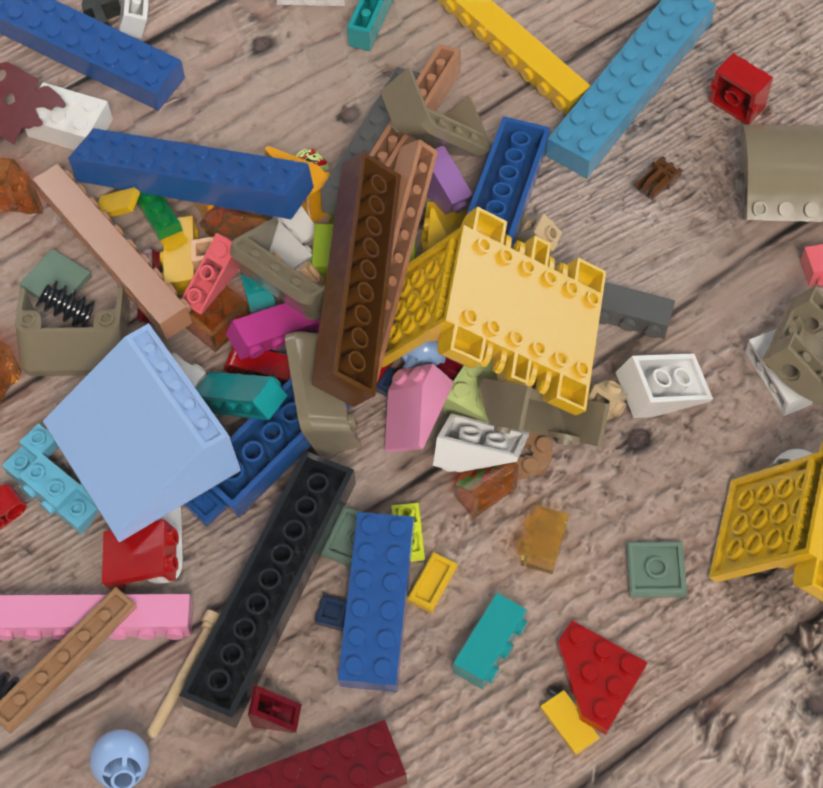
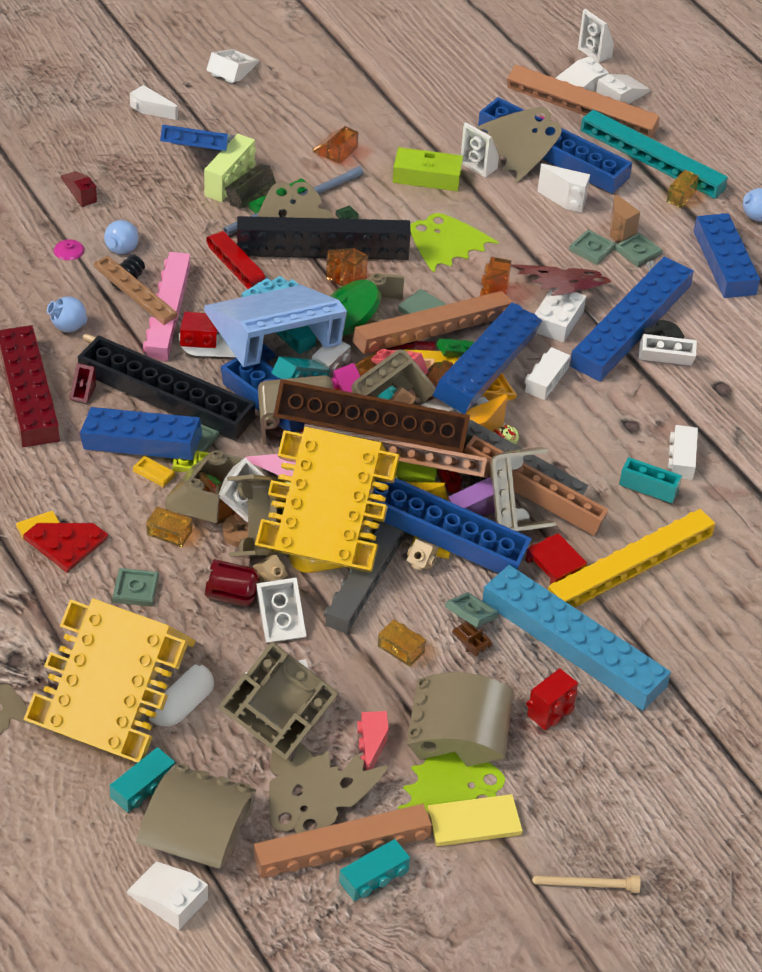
camera: 90 degrees right, 15 degrees down
(66, 304) = (395, 302): black piece -> none
(74, 344) = (360, 300): none -> green dish
(119, 202) = (475, 332): yellow tile -> none
(184, 124) = (547, 373): none -> white brick
(476, 516) = (188, 494): none -> dark tan windscreen
(490, 641) = (102, 490): teal brick -> none
(516, 97) = (555, 557): none -> red panel
(615, 179) = (472, 609): none -> sand green tile
(641, 441) = (232, 583): none -> dark red cylinder
(683, 247) = (401, 643): none -> clear yellow brick

